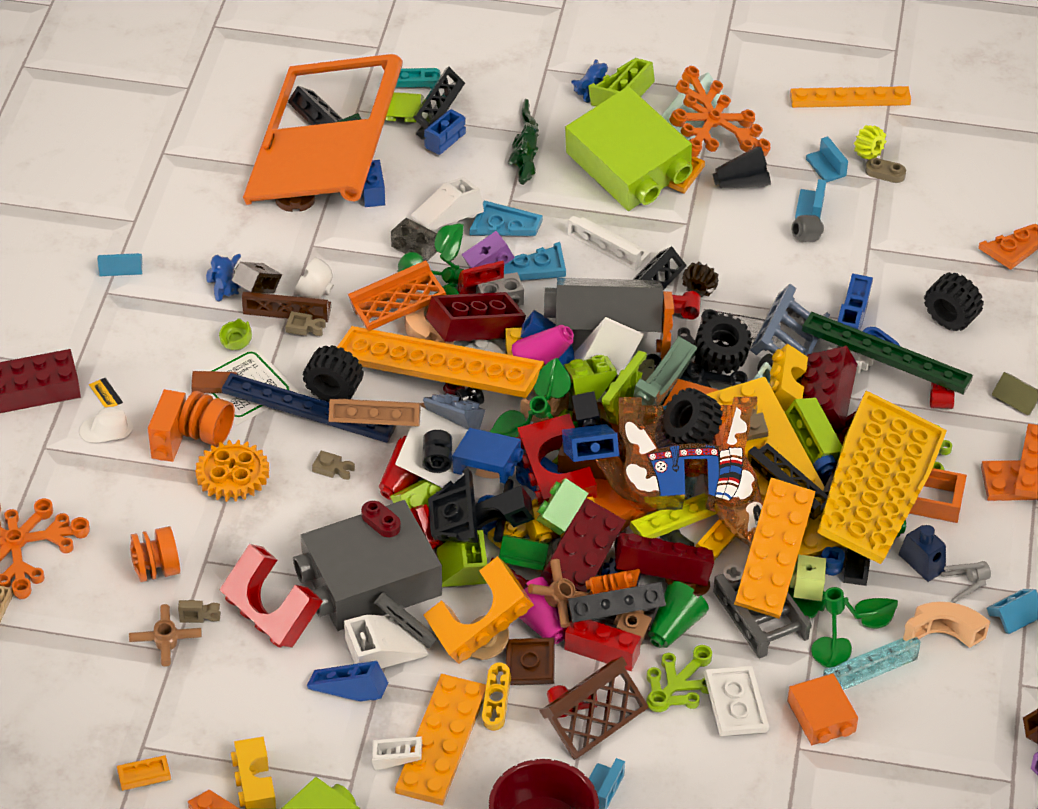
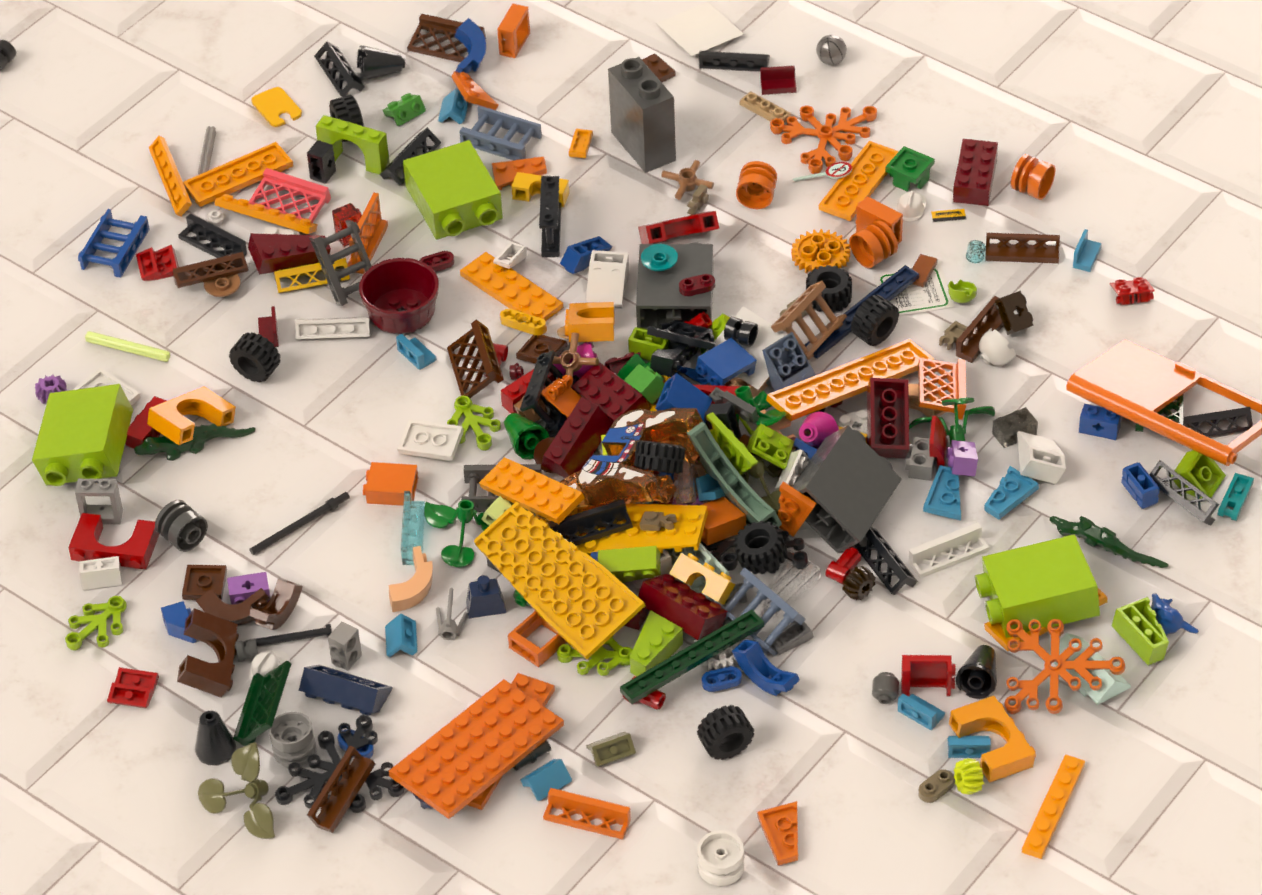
camera: 120 degrees right, 0 degrees up
(27, 324) = (1033, 176): none -> orange wheel
(53, 434) = (909, 167): none -> green panel
(85, 499) = (834, 171): none -> light aqua piece
(89, 479) = (866, 175): none -> light orange plate
(105, 678) = (642, 114): none -> dark grey brick
(141, 312) = (1022, 250): none -> reddish brown fence
(160, 214) = (1127, 289): none -> red hinge
(164, 344) = (975, 251): none -> clear light blue wheel
(222, 275) = (1039, 302): blue animal -> none
(293, 439) = (838, 287): none -> black tyre
(319, 740) = (550, 216): none -> black fence
(361, 561) = (659, 257): none -> teal dish
(405, 619) = (615, 287): dark grey pin -> none
(561, 409) = (742, 408): none -> dark grey hinge
(580, 669) = (516, 371): none -> dark red plate
(775, 198) = (927, 672): none -> red panel
(805, 164) = (990, 716): none -> light orange arch
(885, 757) = (330, 504): none -> black bar
(901, 394) = (656, 643): none -> lime wedge

